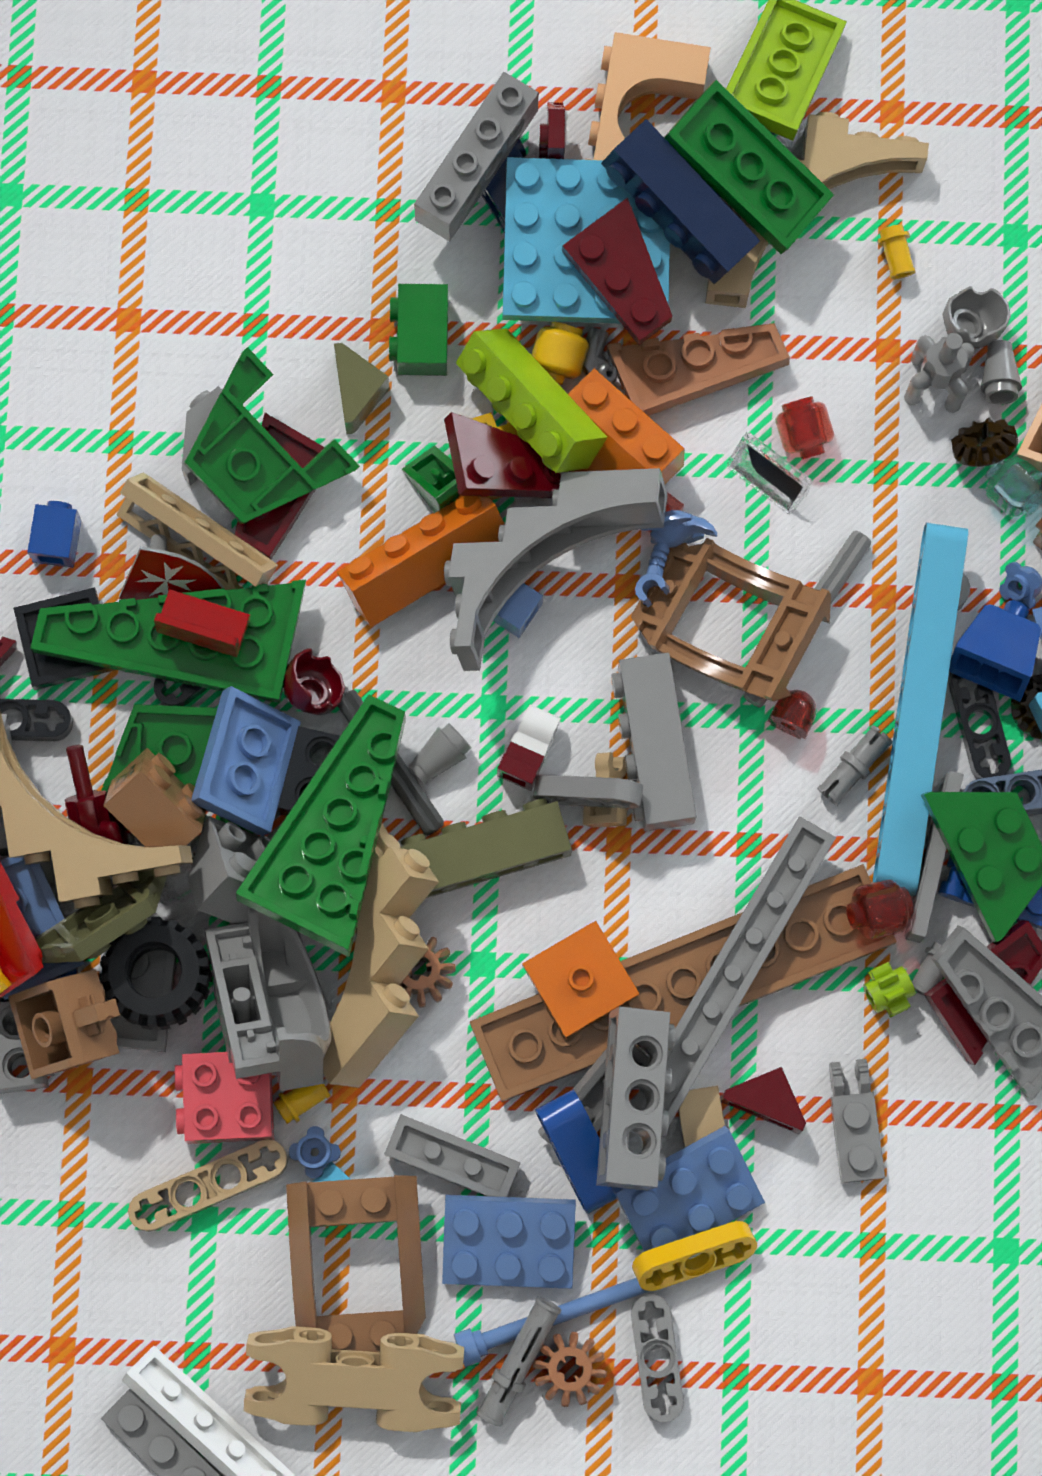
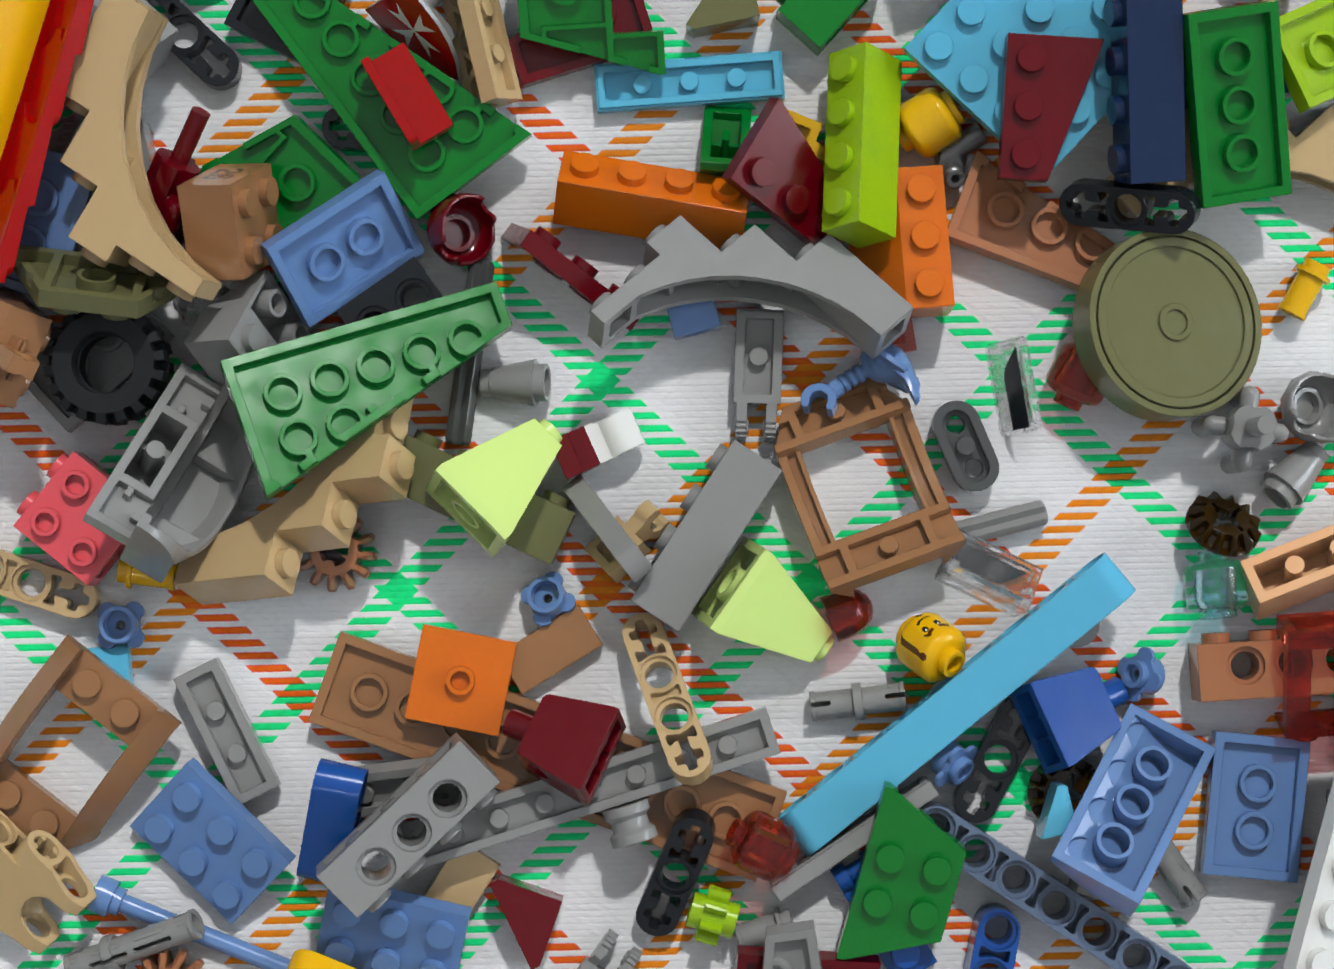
camera: 40 degrees right, 10 degrees up
(378, 462) = (690, 82): none -> medium azure tile
(399, 649) = (544, 250): none -> dark red wing
(489, 823) = (496, 481): none -> yellowish green slope
(580, 870) = (541, 587): none -> medium blue plate
(591, 606) = (758, 367): none -> light grey hinge
(623, 908) = (553, 649): none -> medium nougat tile
(689, 953) = (567, 743): none -> dark red torso
(730, 865) = (667, 698): none -> tan beam
(736, 752) = (763, 606): none -> yellowish green slope
(768, 280) = (1162, 221): none -> black beam
(773, 536) = (966, 445): none -> dark grey plate
(779, 972) = (630, 823): none -> light grey wheel
(831, 346) = (1167, 325): none -> olive brick
(858, 1007) = (673, 853): none -> black beam
(867, 607) = (991, 576): none -> clear slope
(870, 685) = (931, 647): none -> yellow head
(954, 749) = (953, 764): none -> medium blue plate

